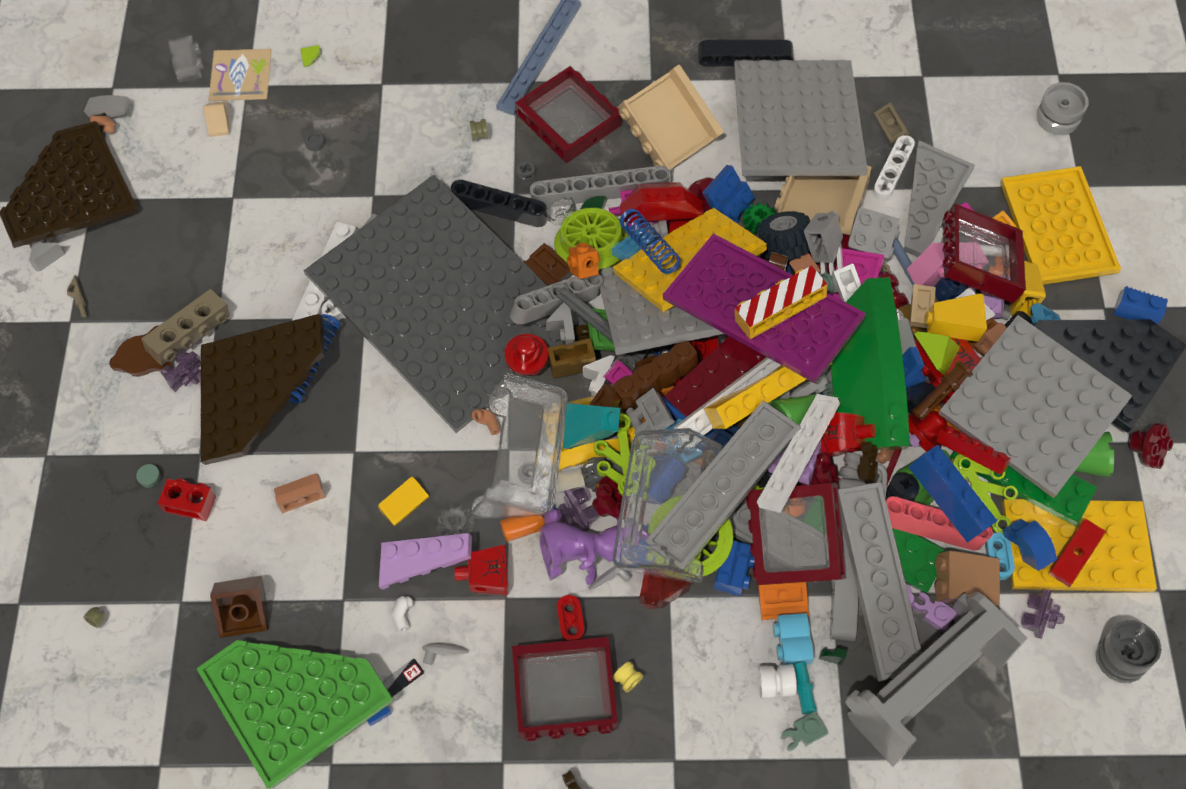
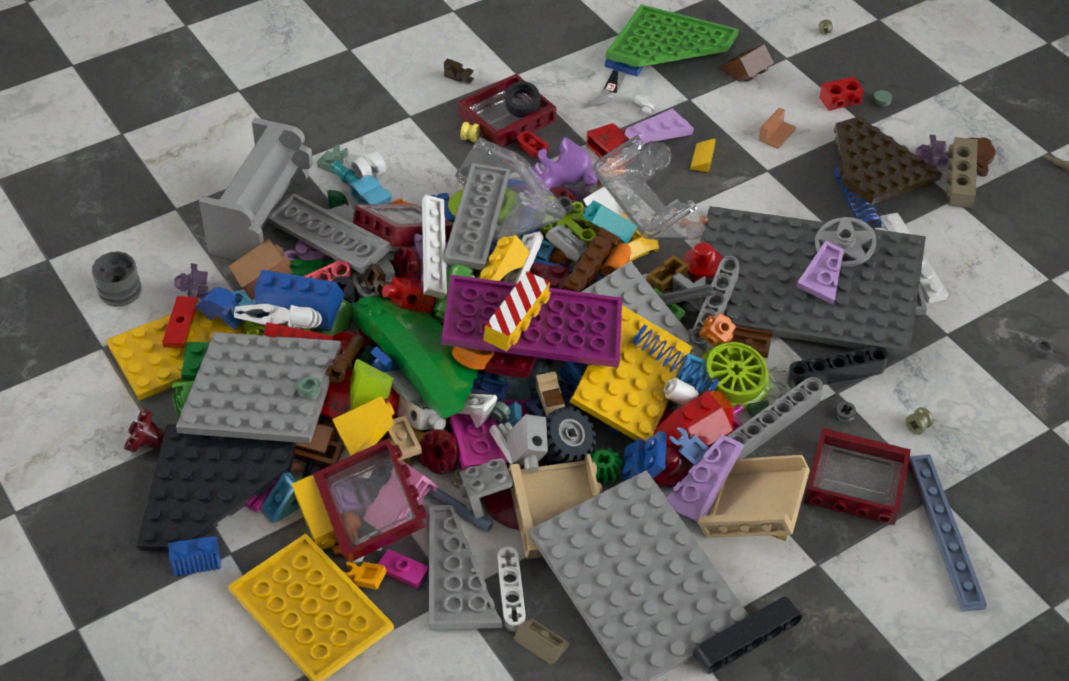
camera: 145 degrees right, 15 degrees down
(385, 294) = (848, 239): none -> light grey wheel
(437, 273) = (823, 273): none -> lavender wing
(548, 660) = (522, 87): none -> black tyre
(615, 373) = (617, 258): none -> orange arm
(616, 462) = (566, 203): none -> dark grey plate
(662, 221) = (680, 391): none -> white brick
(688, 177) = (692, 447): none -> medium blue plate
(697, 157) = (701, 486): none -> lavender wing
(990, 486) = (294, 317): none -> white arm
(998, 359) = (309, 387): none -> sand green tile

